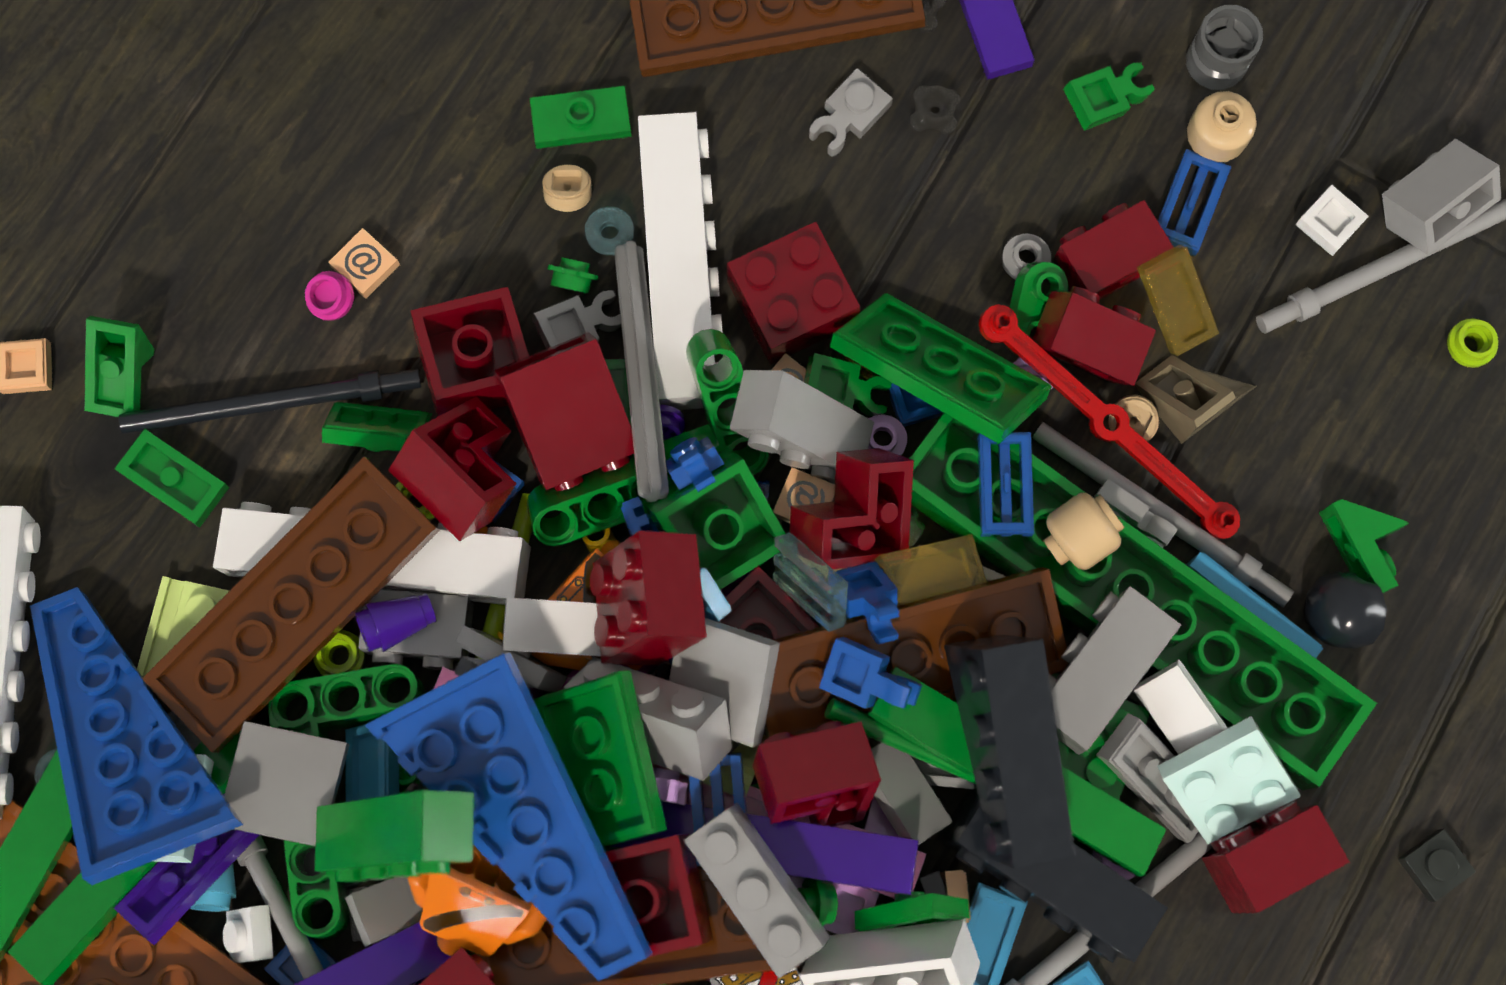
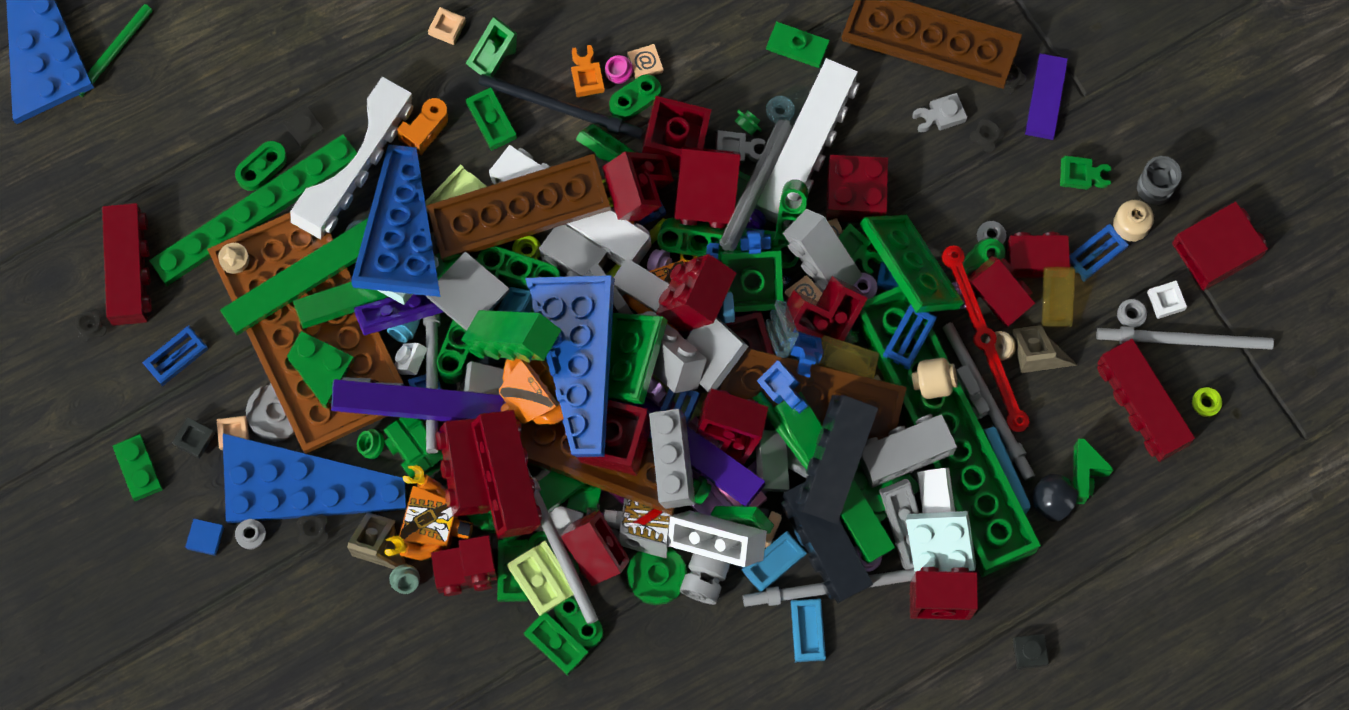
camera: 30 degrees right, 5 degrees down
(74, 545) = (425, 126): none -> orange leg
(285, 331) = (586, 75): none -> orange plate
(379, 324) = (635, 96): none -> green plate
(394, 620) = (563, 242): dark purple cone -> none
(555, 565) = (658, 259): none -> lavender plate
(567, 188) = (770, 77): tan tile -> none
(1302, 258) = (1135, 306): none -> light grey plate
(1363, 99) = (1220, 245): none -> dark red brick
(1389, 390) = (1144, 400): none -> dark red brick
(1441, 196) = (1231, 316): light grey brick -> none

